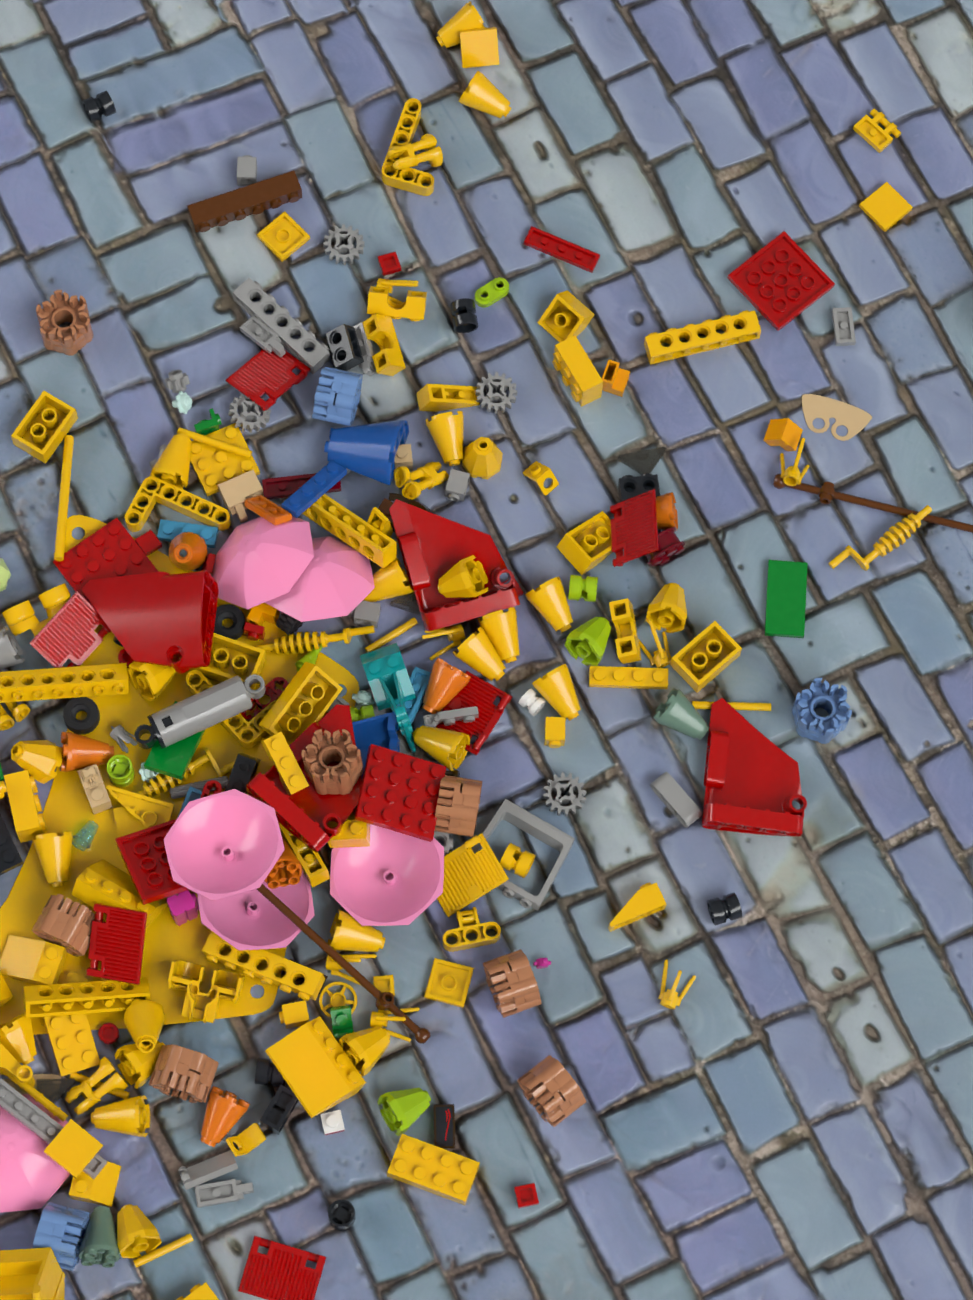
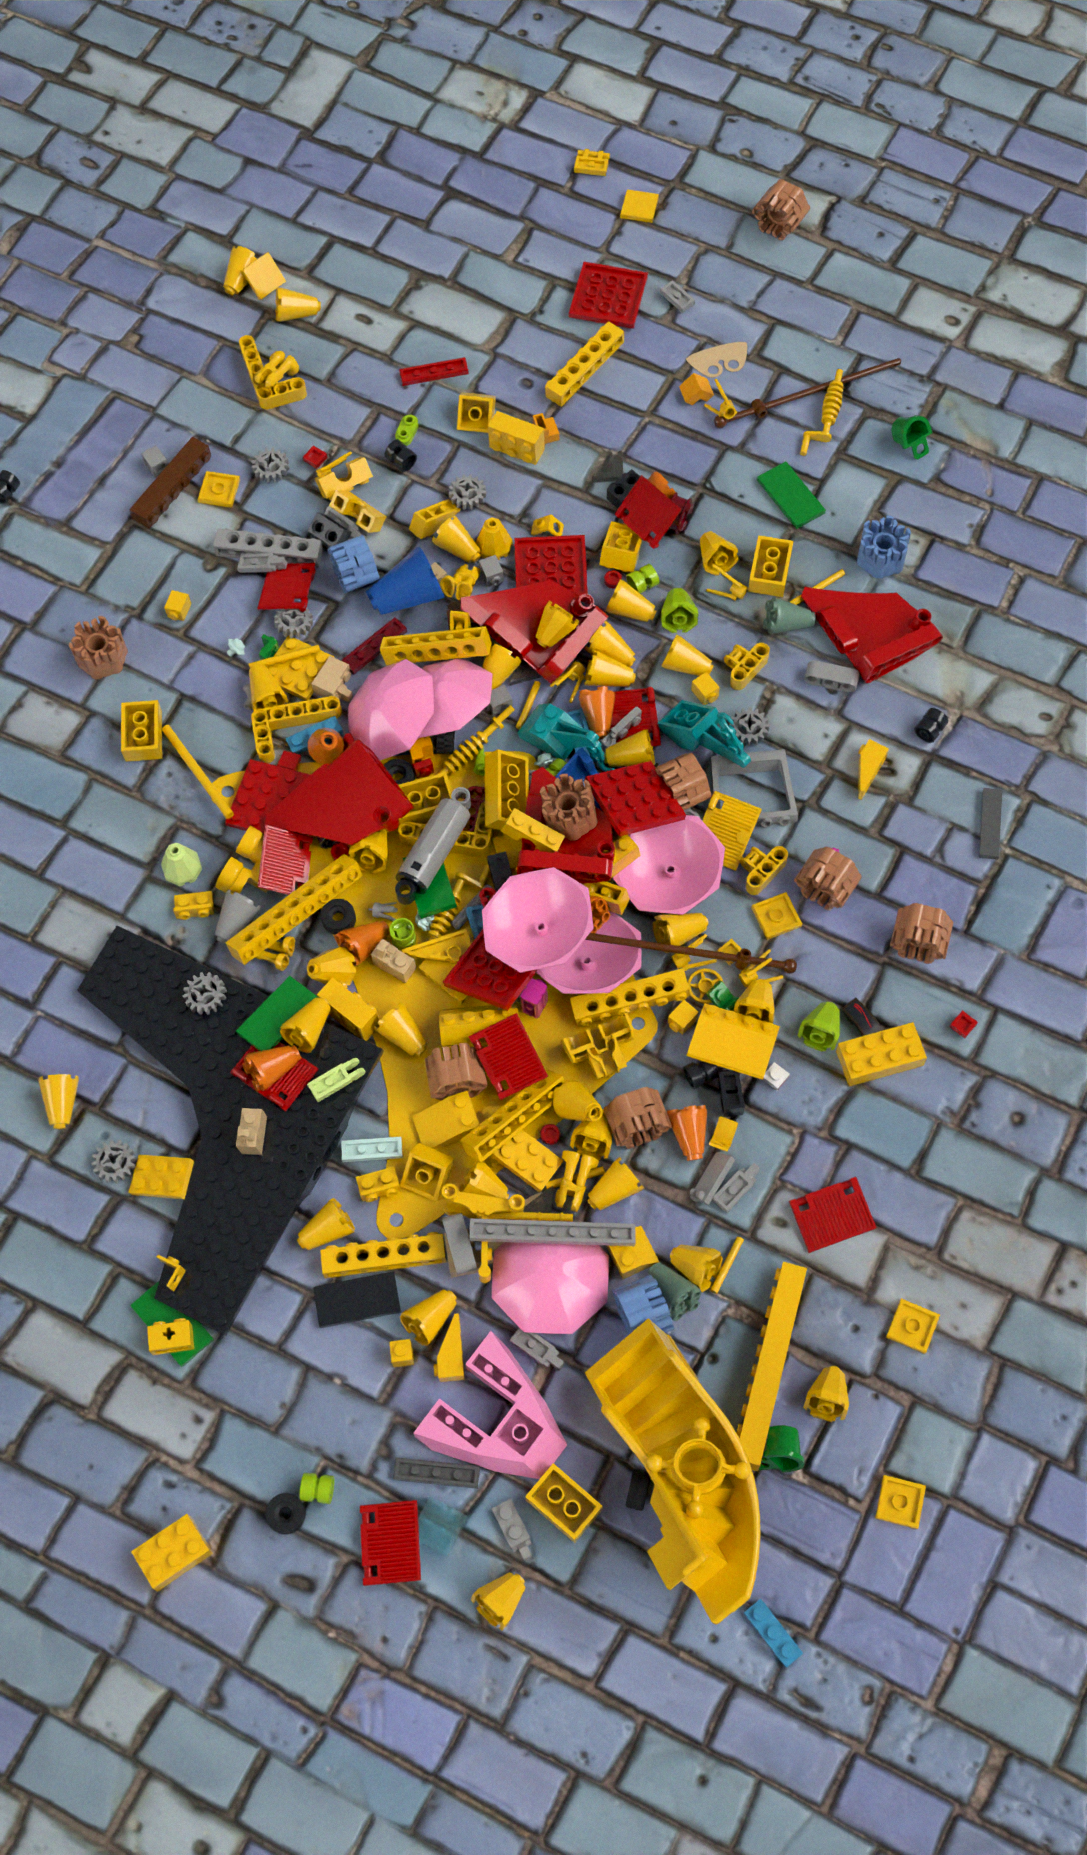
camera: 30 degrees left, 5 degrees down
(73, 1148) = (602, 1231): yellow tile -> none
(85, 836) = (413, 1001): clear light blue cone -> none
(162, 327) = (177, 605): none -> yellow brick
(177, 381) = (219, 634): light grey gear -> none
(268, 510) = (366, 672): orange tile -> none
(314, 488) = (389, 637): blue plate -> none
(341, 1215) = (842, 1136): black wheel -> none
(511, 759) = (697, 724): none -> teal slope
(514, 517) = (552, 558): none -> red plate
(517, 860) = (755, 793): yellow wheel -> none
(533, 703) = (671, 680): white wheel -> none
(560, 567) = (612, 578): none -> red tile
(608, 725) = (741, 658): none -> yellow piece
(627, 636) = (704, 592): yellow arch -> none
(628, 677) = (725, 619): yellow plate -> none
(669, 998) = (946, 812): yellow plant -> none
(703, 1035) = (990, 823): none -> dark grey tile
(942, 617) = (912, 432): none -> green container

